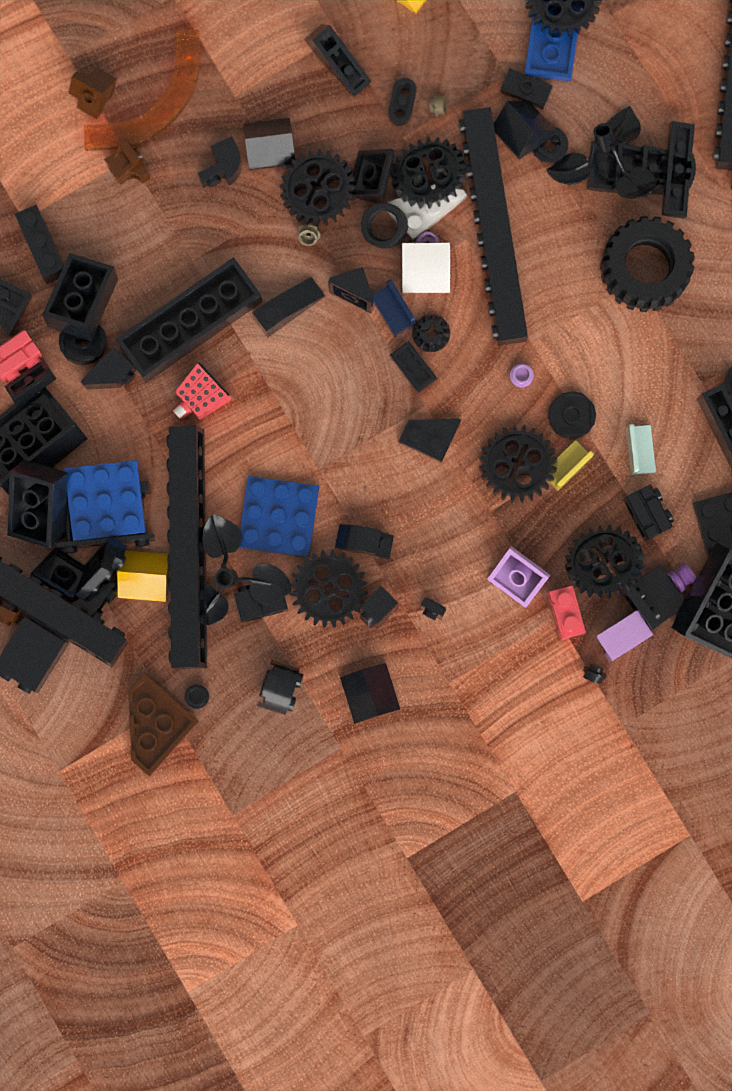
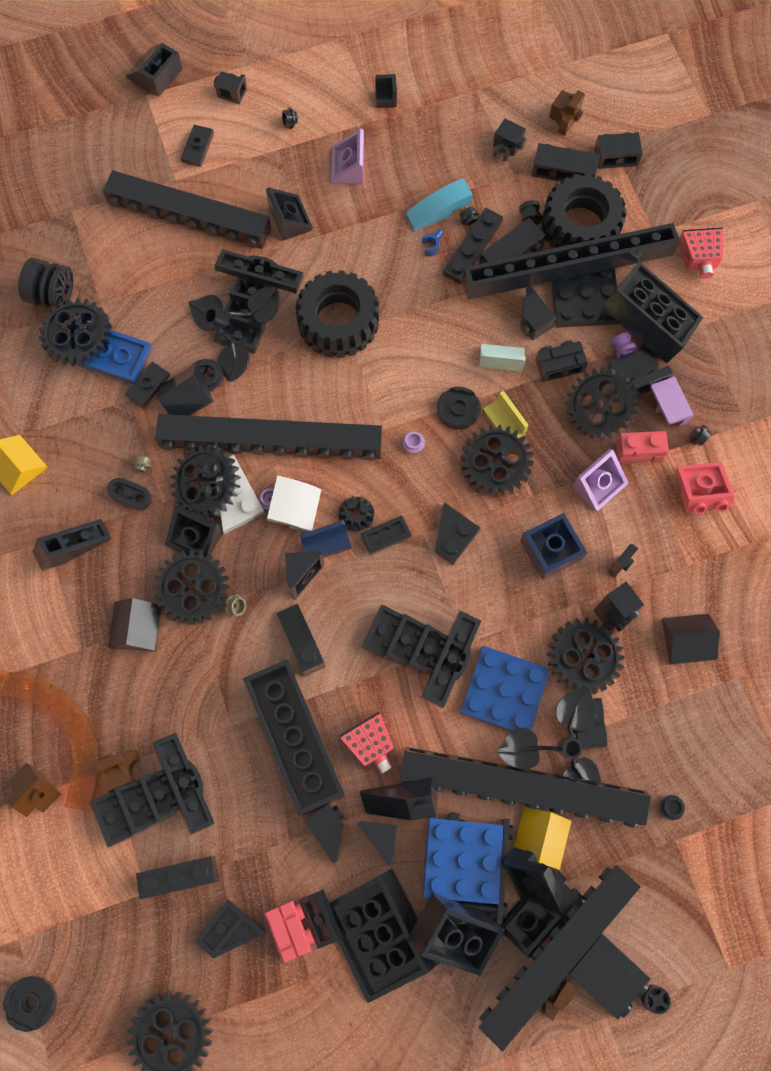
camera: 80 degrees left, 10 degrees down
(14, 701) = (661, 1002): none -> black wheel
(80, 296) = (244, 845): black brick -> none
(86, 354) = (277, 854): black plate -> none
(108, 205) = (154, 797): none -> black slope
(110, 421) = (382, 837): none -> black slope
(149, 435) = (402, 801): none -> black slope
(155, 724) = (695, 855): reddish brown plate -> none
(228, 164) = (144, 668): black brick -> none
(279, 687) = (679, 720): black brick -> none
(302, 427) = (424, 648): none -> black slope
(364, 540) = (545, 613): black brick -> none
(367, 219) = (245, 515): black tyre -> none
(434, 536) = (553, 546): none -> dark blue slope
(535, 685) = (705, 487): none -> coral plate
(696, 475) = (536, 315): none -> black slope

